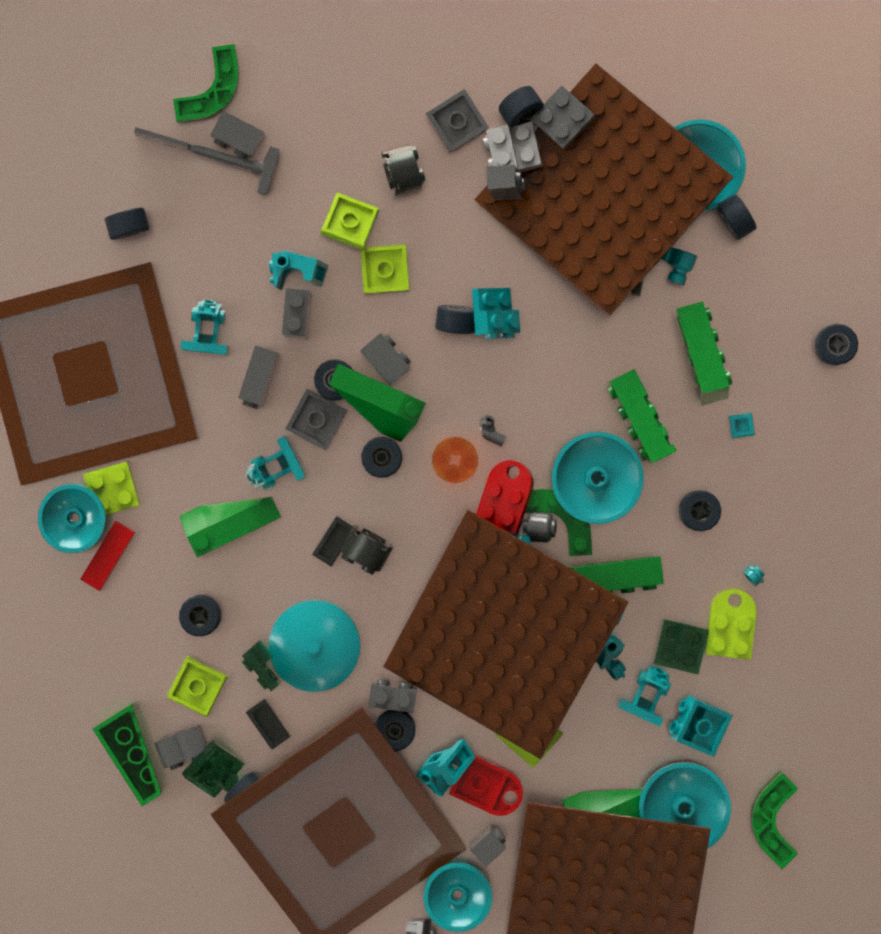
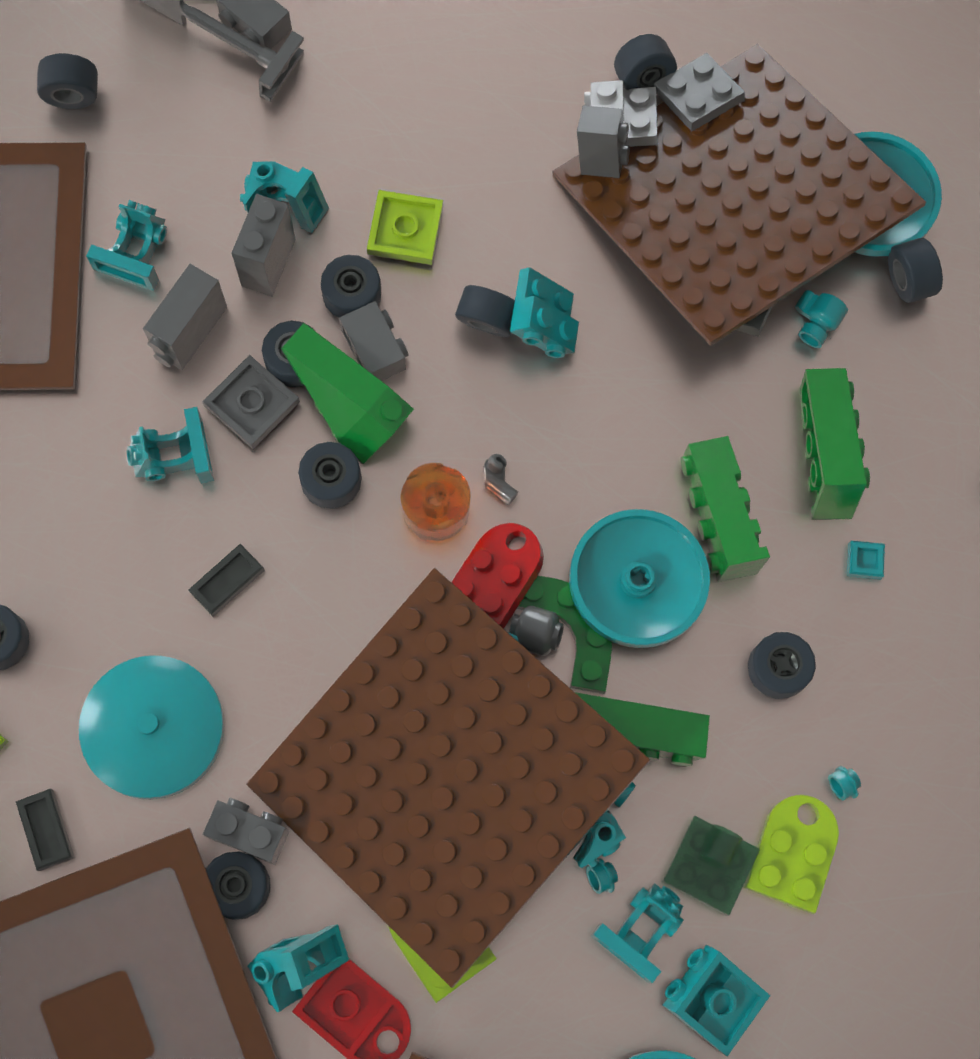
camera: 10 degrees right, 15 degrees down
(221, 523) = (70, 515): green wedge -> none
(256, 660) = (55, 719): clear green plate -> none
(349, 221) = (373, 154): lime tile -> none
(360, 323) = (345, 297): none -> black wheel
(366, 549) = (269, 596): pearl dark grey brick -> none
(402, 169) = (464, 102): pearl dark grey brick -> none
(457, 120) = (554, 67): dark grey plate -> none

